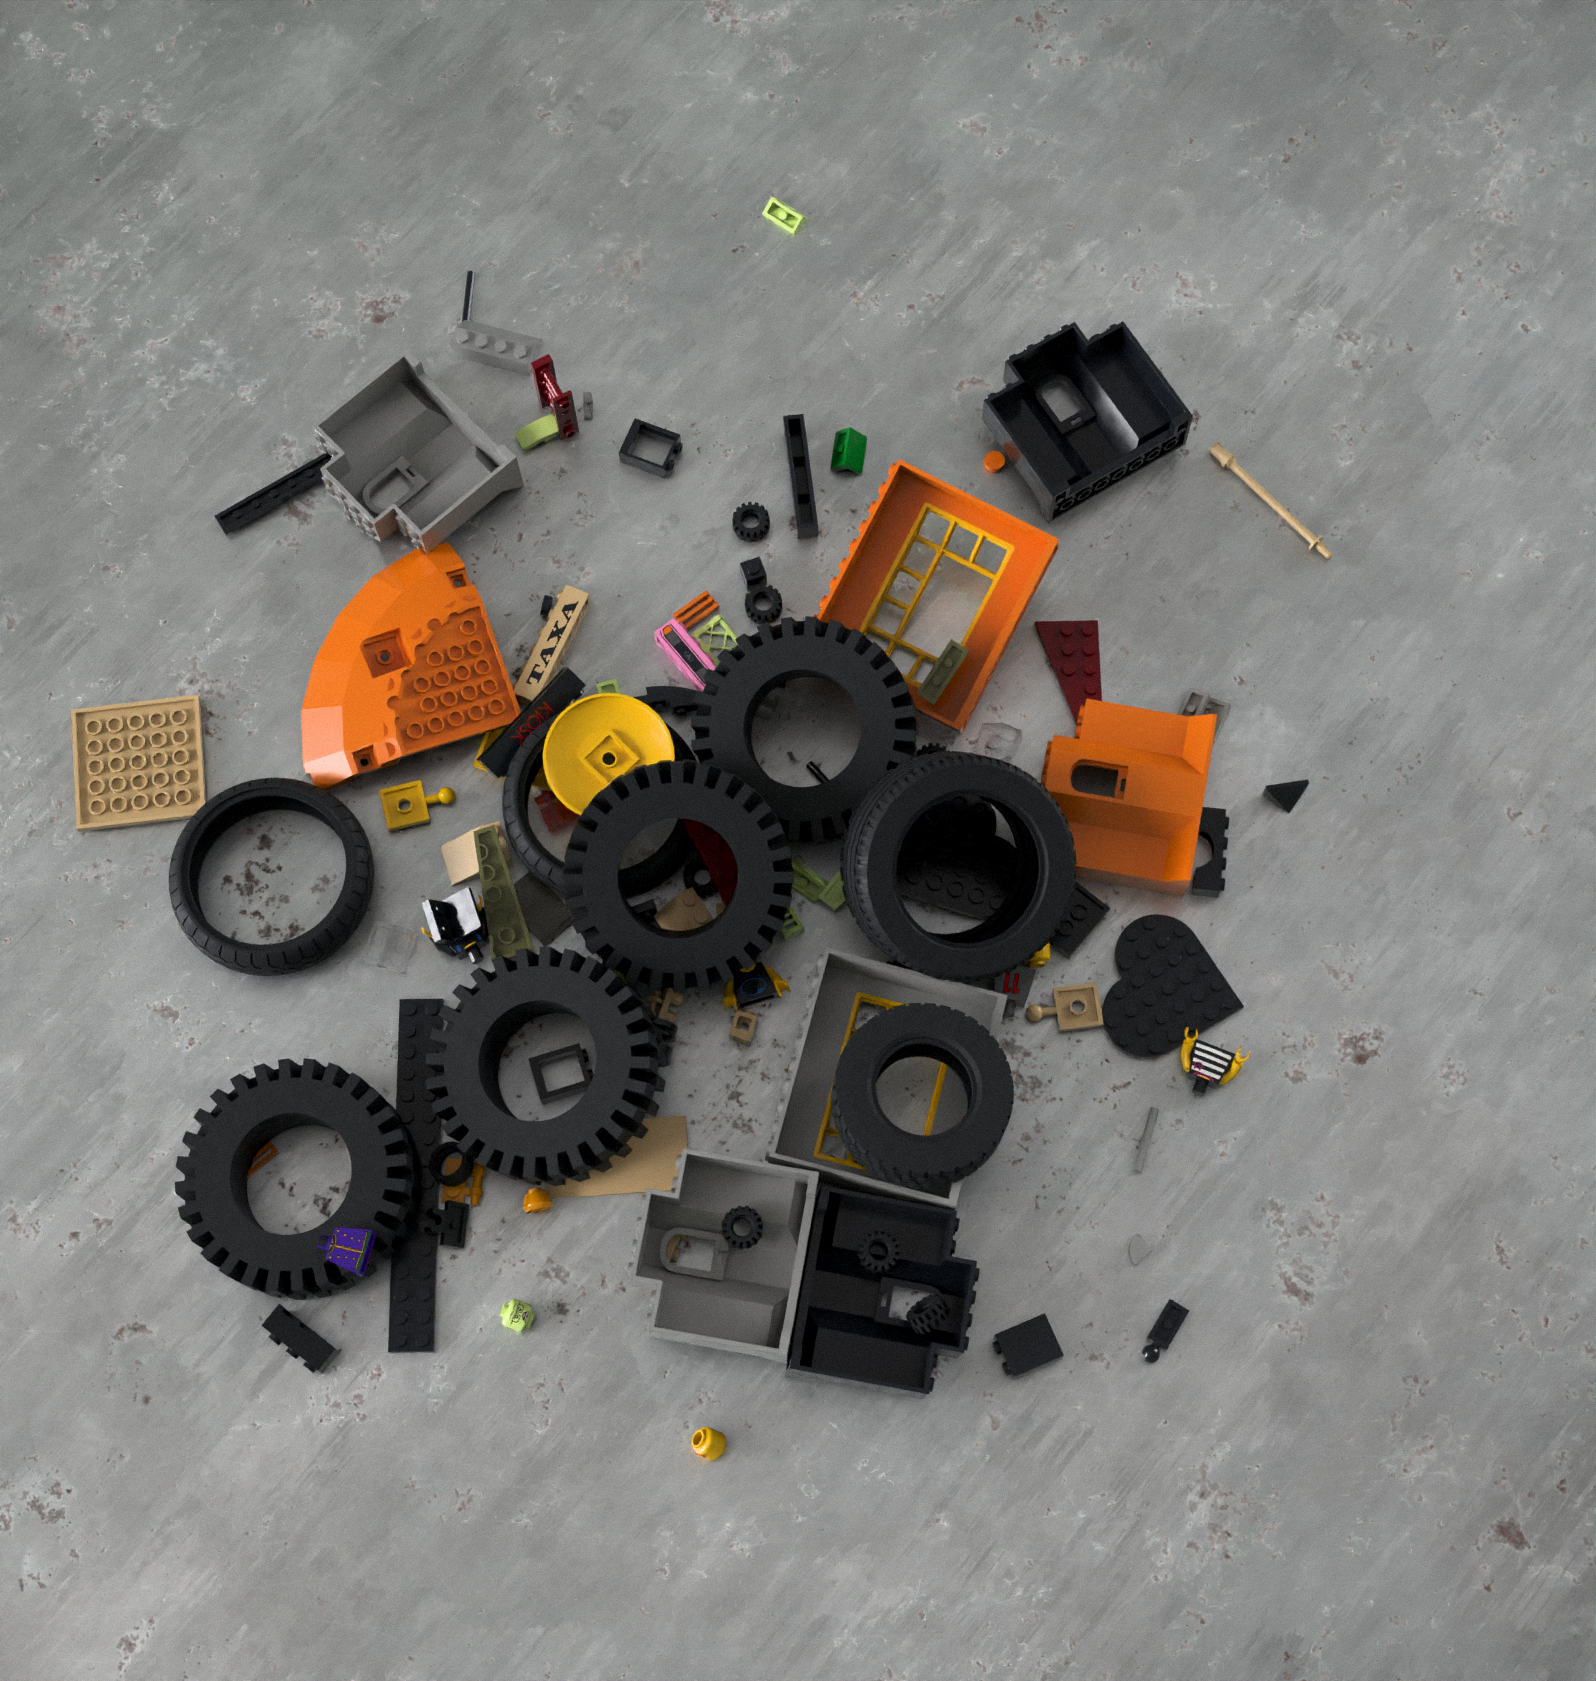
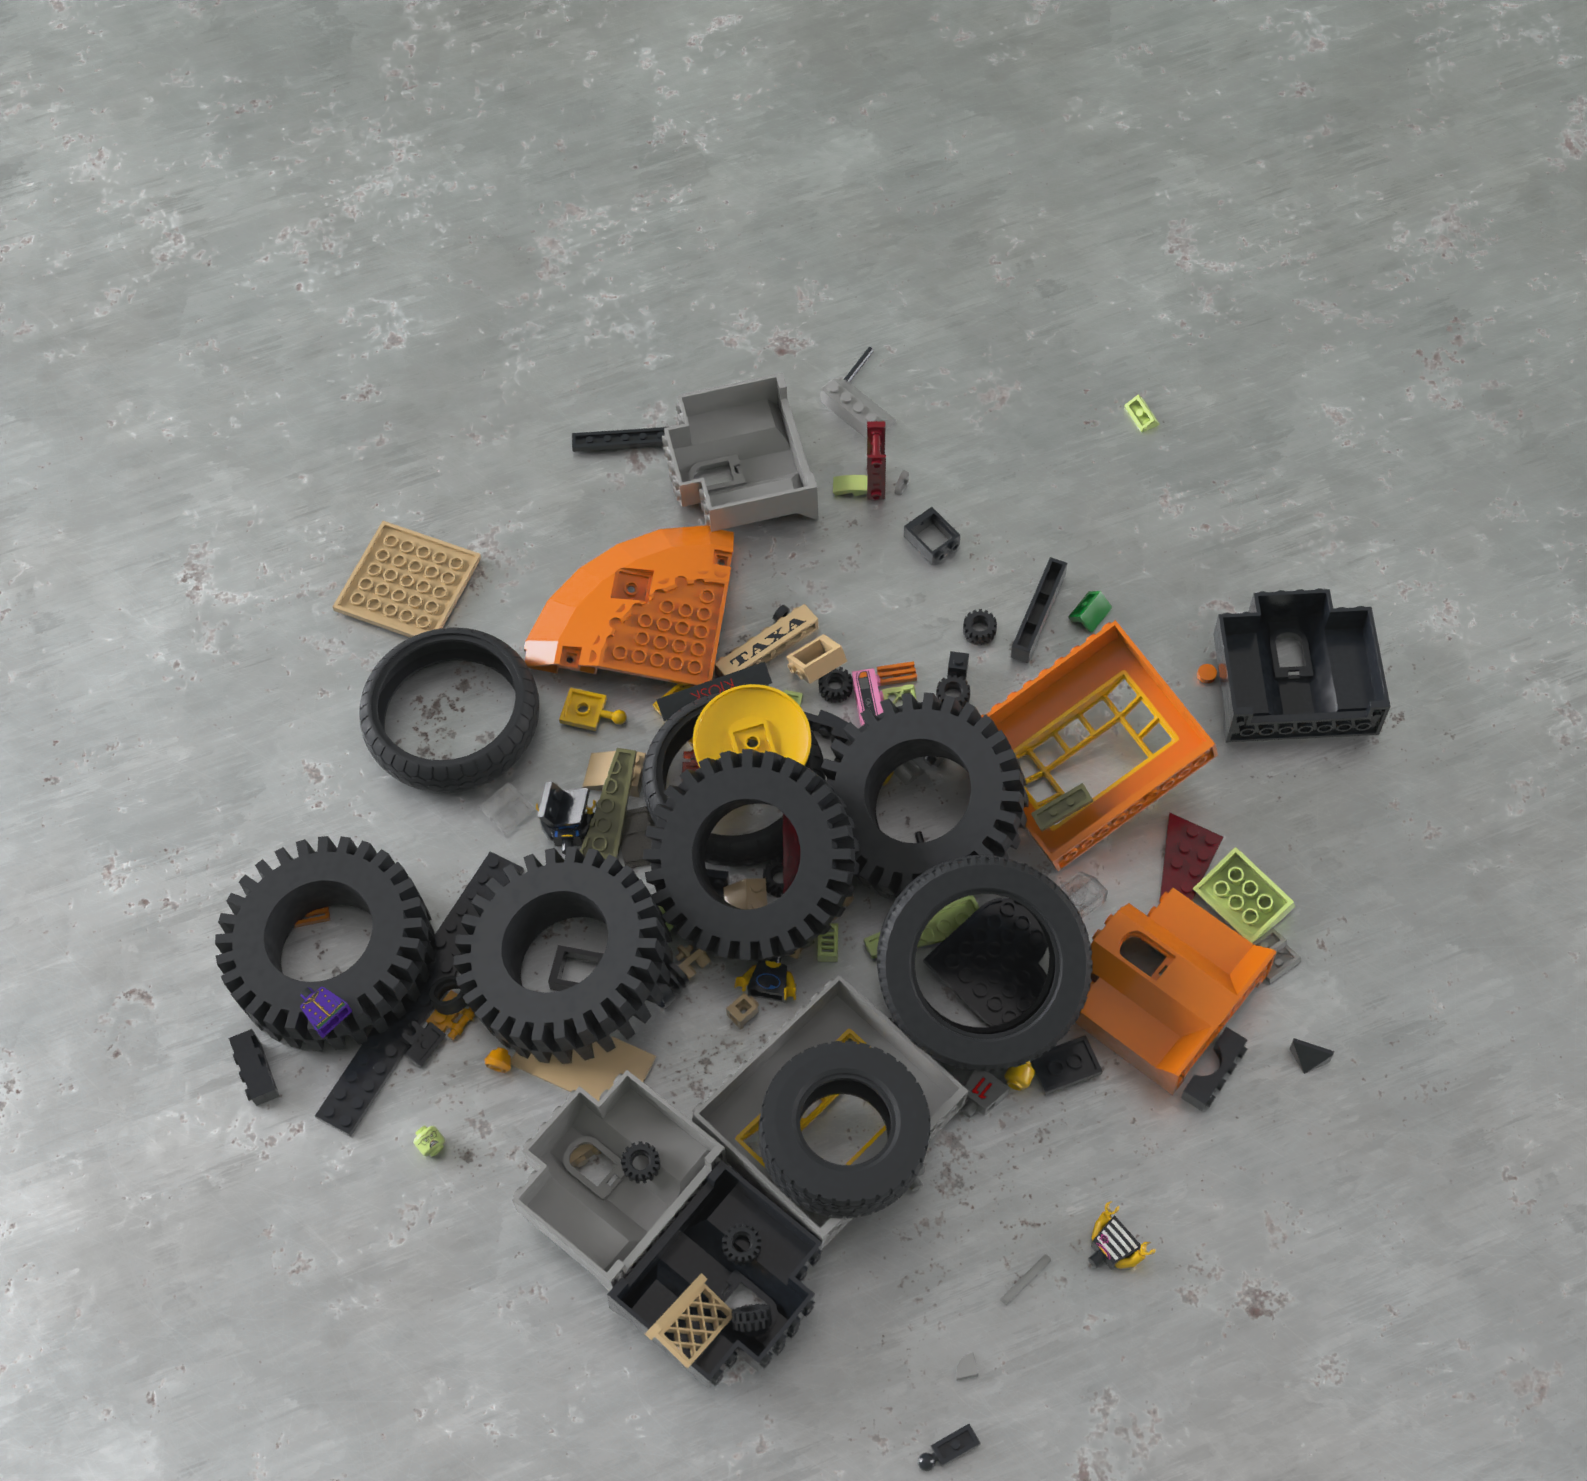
camera: 30 degrees right, 10 degrees down
(629, 629) = (816, 659): none -> tan window
(645, 664) = (836, 694): none -> black tyre
(709, 1443) = (516, 1327): yellow head -> none
(807, 881) = (861, 921): yellowish green slope -> none
(859, 1348) = (675, 1312): none -> tan fence
(1027, 1346) = (824, 1395): black panel -> none
(1067, 1018) = (1022, 1125): tan plate -> none
(1148, 670) = (1244, 896): none -> yellowish green slope
(1163, 989) = (1112, 1159): black plate -> none
(1228, 461) = (1408, 763): tan bar -> none

